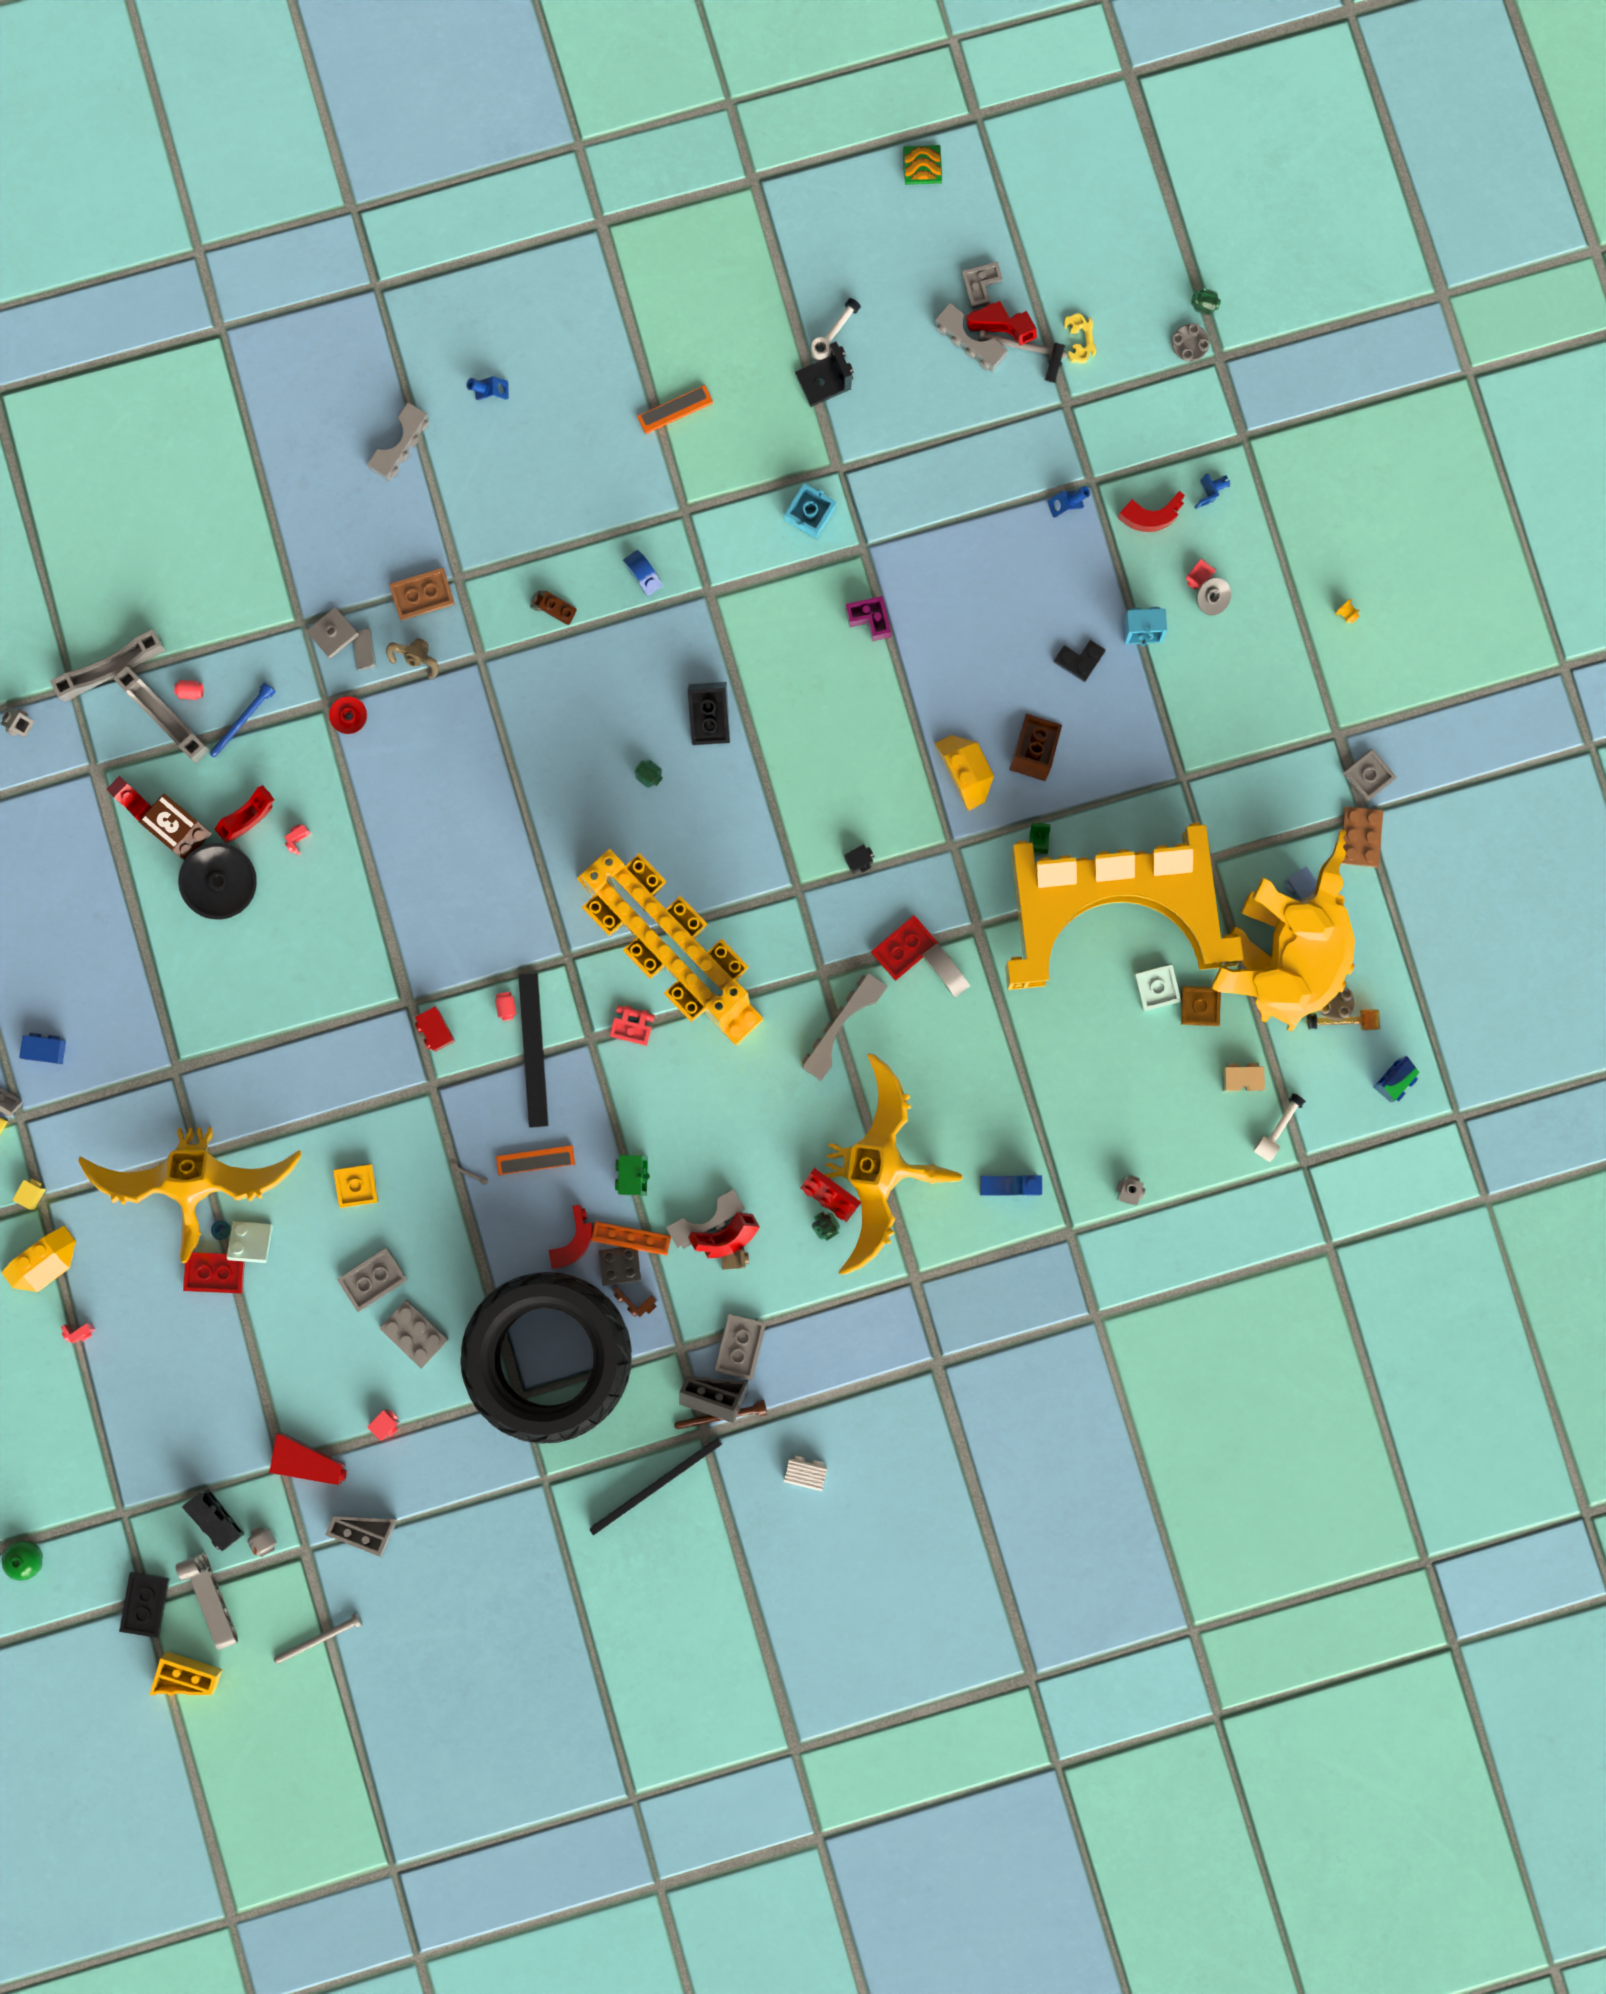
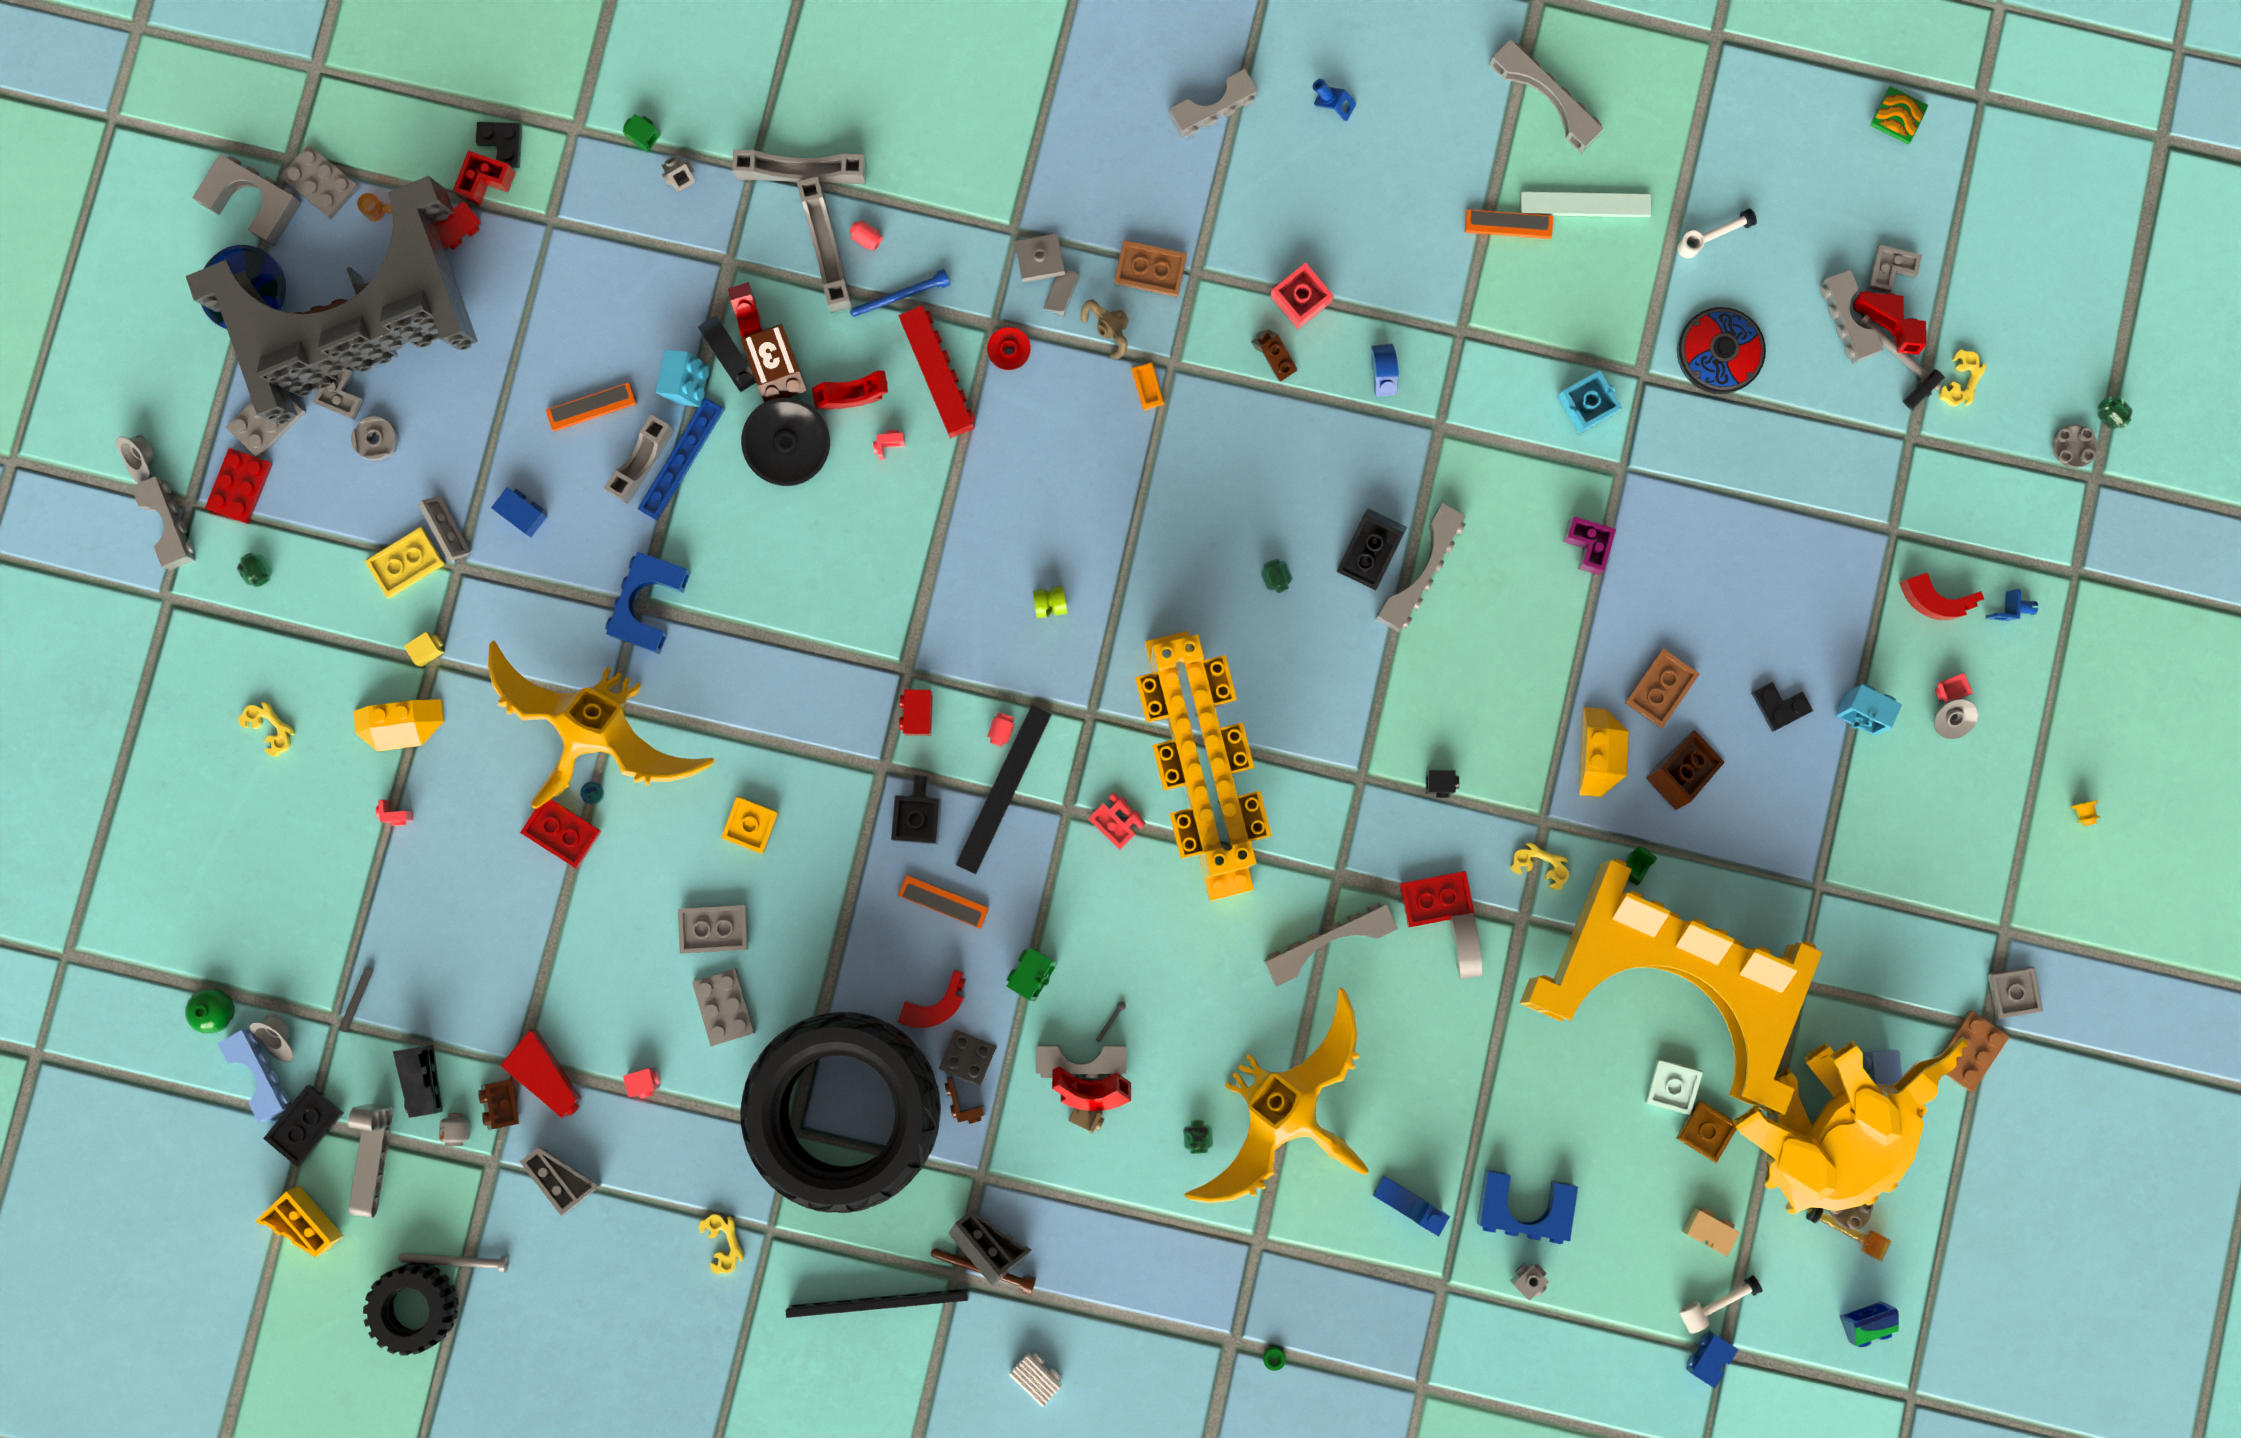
camera: 30 degrees right, 0 degrees up
(51, 938) = (591, 407): none -> tile
(83, 1551) = (274, 1036): none -> light grey piece
(105, 1599) = (268, 1098): none -> light blue arch
(110, 877) = (682, 378): none -> medium azure brick
(114, 941) = (650, 444): none -> light grey arch
(129, 1488) = (356, 998): none -> dark grey bar
(134, 838) = (727, 353): none -> black arch
(144, 939) = (681, 459): none -> blue tile
(165, 1040) = (643, 572): none -> blue arch
(249, 1242) = (613, 821): light aqua plate -> none
(281, 1703) = (381, 1309): none -> black tyre
(284, 1503) = (498, 1104): none -> reddish brown bracket
(302, 763) = (936, 371): none -> red brick
(455, 1167) = (859, 863): light grey hinge -> none
(470, 685) = (1147, 386): none -> light orange tile
(478, 1107) = (916, 816): none -> black brick
(488, 889) = (1049, 602): none -> lime wheel
(500, 1498) = (726, 1262): none -> light yellow helmet
(548, 551) = (1301, 296): none -> coral brick
(613, 286) = (1517, 66): none -> light grey arch
(631, 1238) = (994, 1036): orange tile -> none
(714, 1162) = (1120, 1006): none -> dark grey hinge
(724, 362) = (1585, 204): none -> light aqua tile
(740, 1346) = (1042, 1210): light grey plate -> none
(754, 744) = (1442, 530): none -> light grey arch
(830, 1195) = (1220, 1109): red plate -> none
(833, 370) = (1693, 275): black bracket -> none
(888, 417) = (1721, 350): none -> dish
(974, 1357) = (1274, 1358): none -> green tile
(984, 696) = (1662, 688): none -> medium nougat plate
(985, 878) = (1558, 874): none -> light yellow helmet
(1069, 500) = (1860, 537): blue bracket -> none
(1126, 1139) = (1553, 1224): none -> blue arch
(1294, 1171) = (1710, 1358): none -> blue brick

